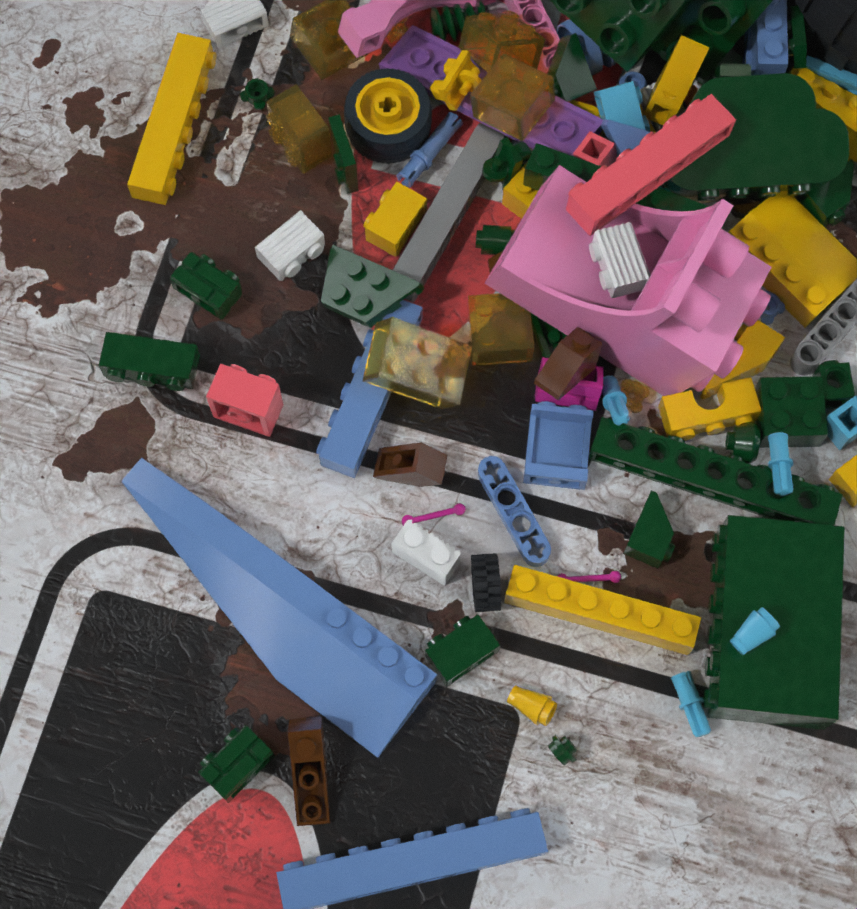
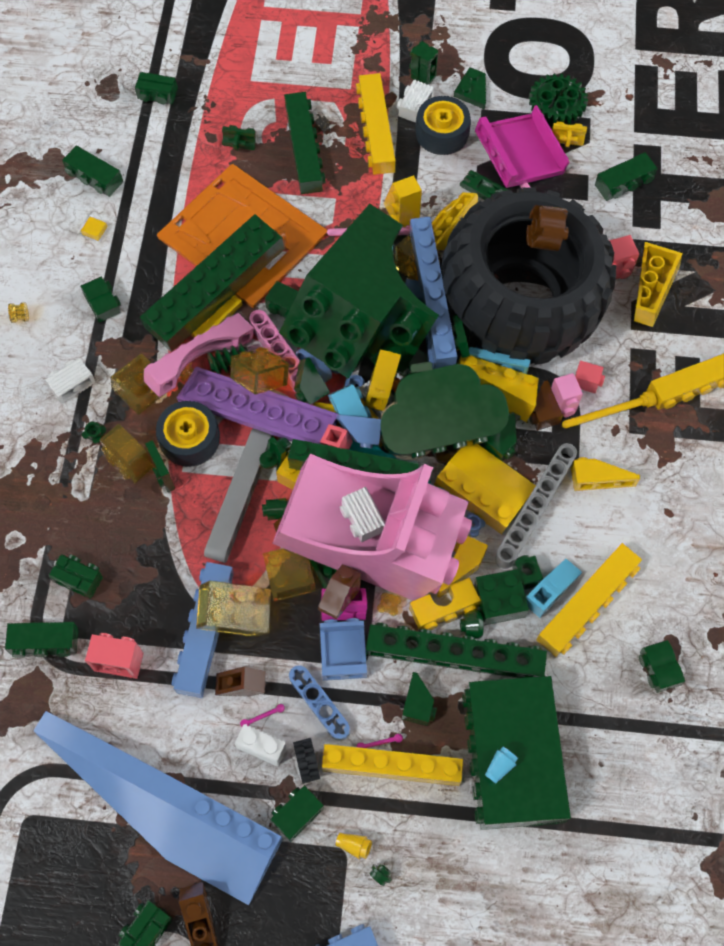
camera: 10 degrees left, 5 degrees down
(171, 119) = (35, 460): yellow brick -> none
(291, 246) = (132, 538): white brick -> none
(363, 288) = (188, 560): wing -> none
(395, 218) = (203, 506): yellow brick -> none
(422, 158) = (216, 459): medium blue pin -> none
(460, 79) = (233, 401): yellow hips -> none
(512, 97) = (272, 408): clear yellow brick -> none
(615, 400) = (377, 610): medium azure axle -> none
(649, 164) = (372, 443): coral brick -> none
(691, 703) = (467, 822): medium azure axle -> none
(780, 463) = (500, 636): medium azure axle -> none

